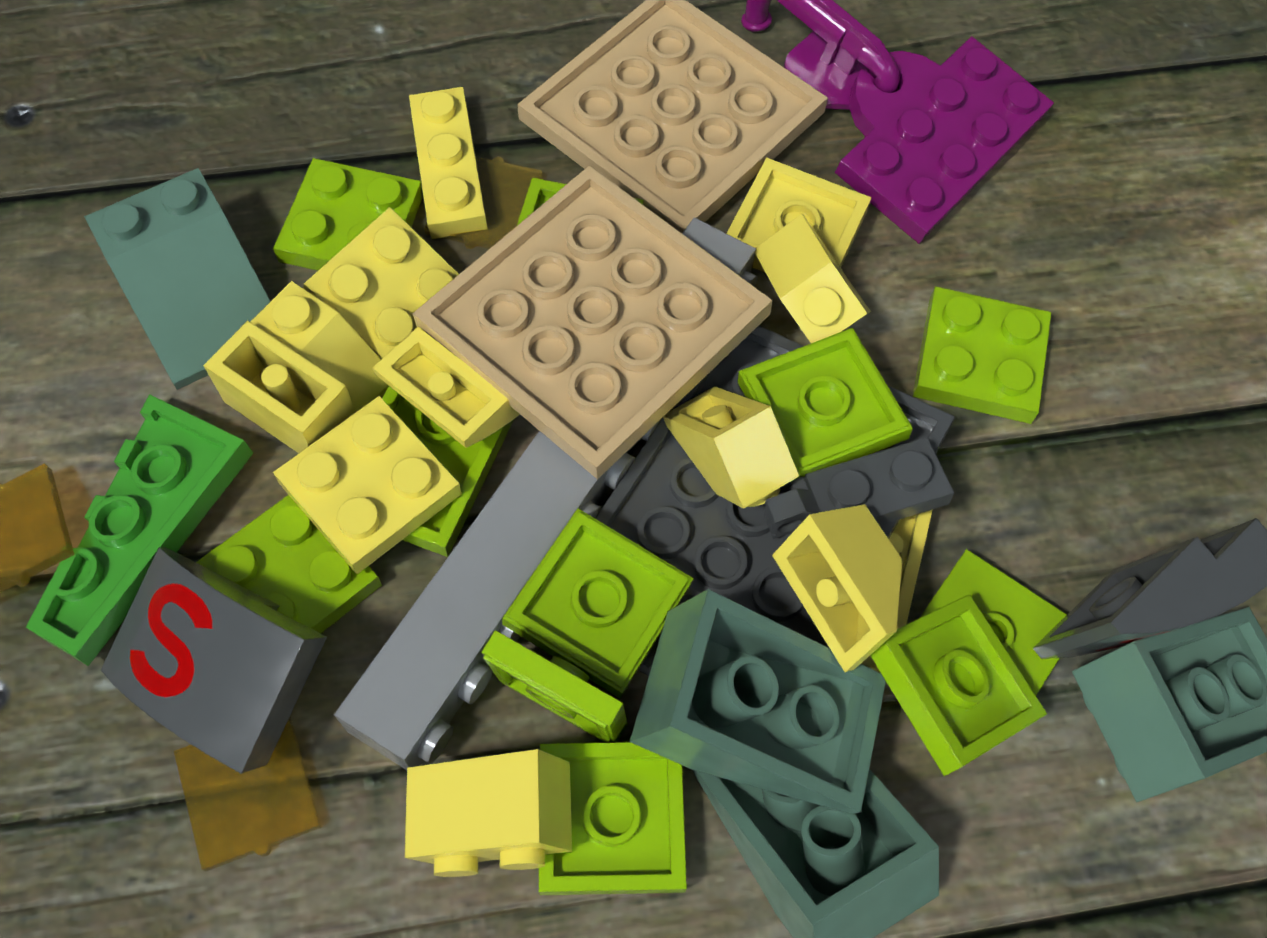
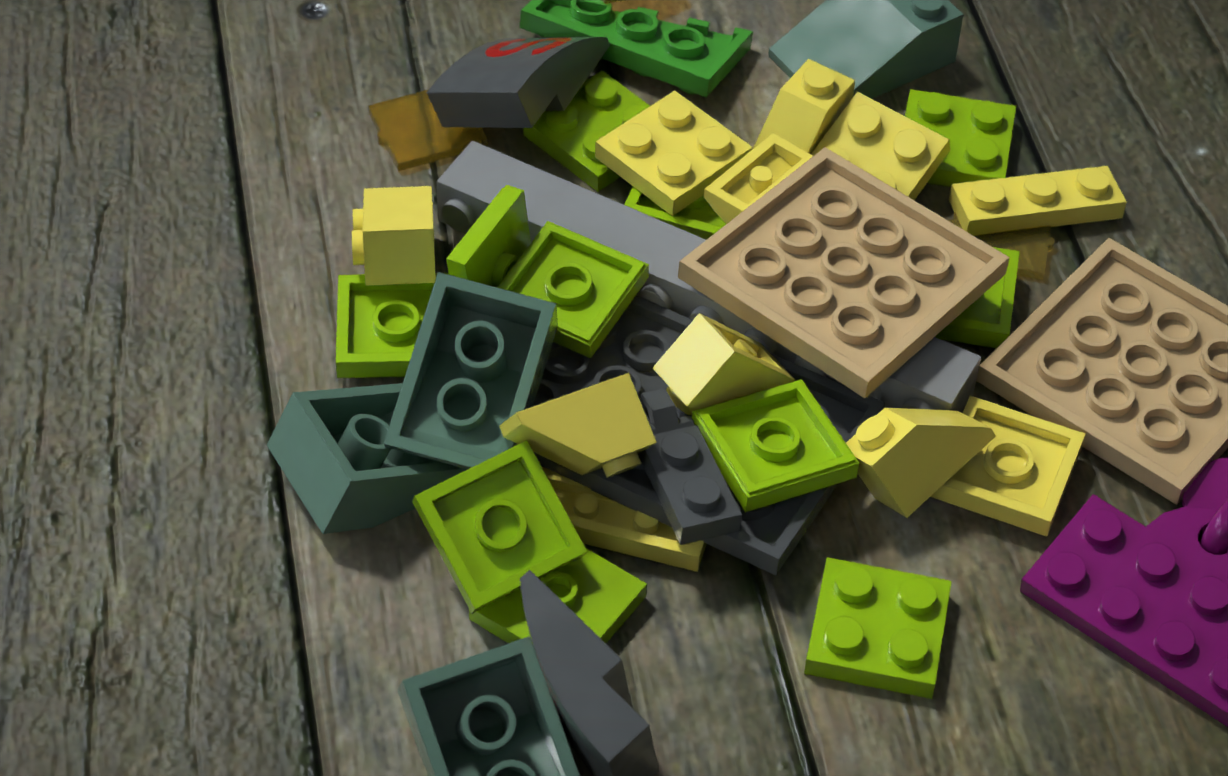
camera: 90 degrees right, 15 degrees down
(278, 388) = (750, 84): light yellow brick -> none

